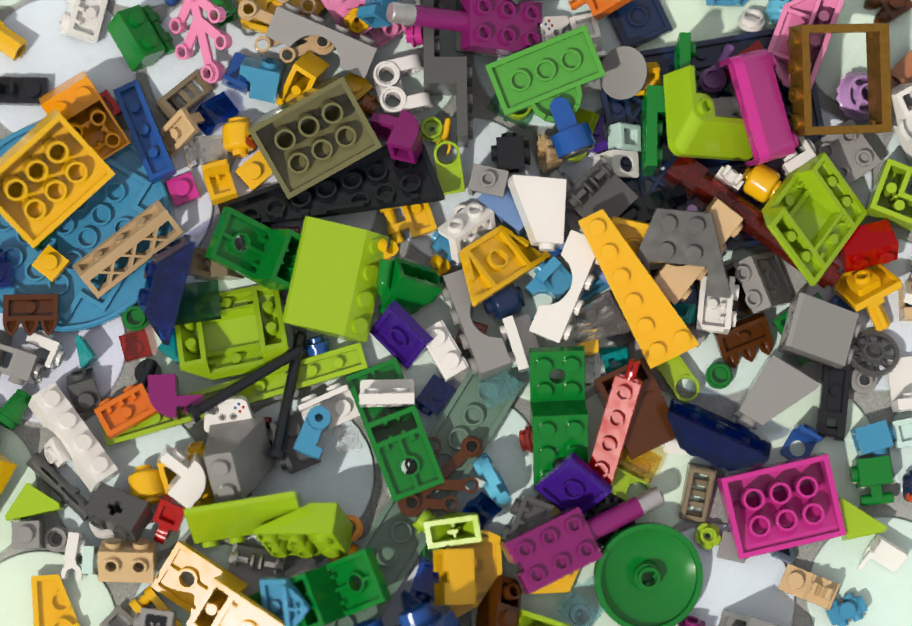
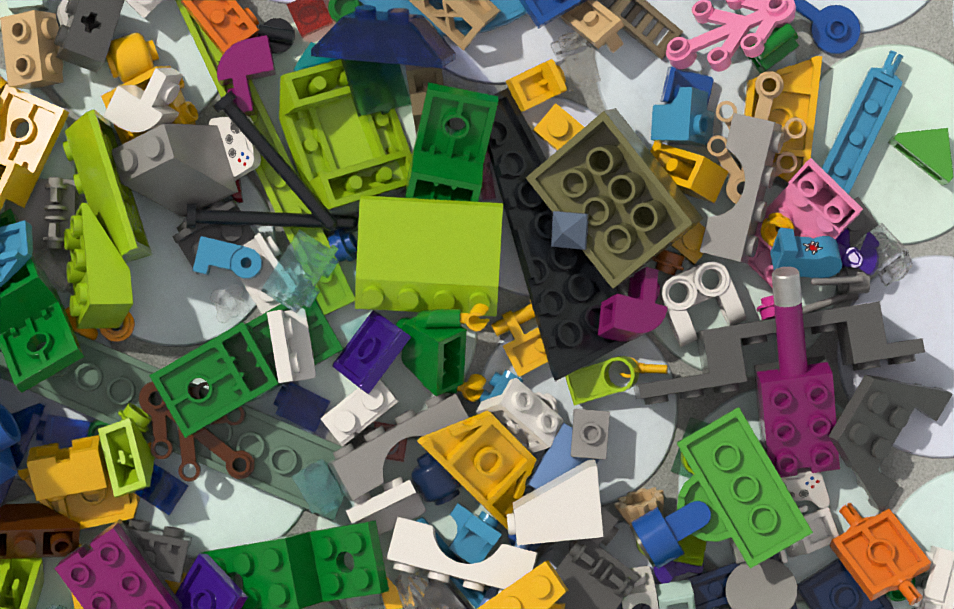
camera: 80 degrees right, 5 degrees up
(168, 516) = (93, 92): red plate -> none
(183, 189) = (521, 40): dark pink plate -> none
(216, 113) = (628, 66): clear blue bracket -> none
(237, 138) = (600, 96): yellow head -> none
(332, 377) = (299, 271): none -> clear light blue bracket
(333, 171) = (569, 230): none -> sand blue slope
(426, 124) = (660, 349): lime plate -> none
(494, 482) = (192, 505): medium azure plate -> none
(511, 153) = (633, 458): black brick -> none
(525, 438) = (262, 533): clear red plate -> none

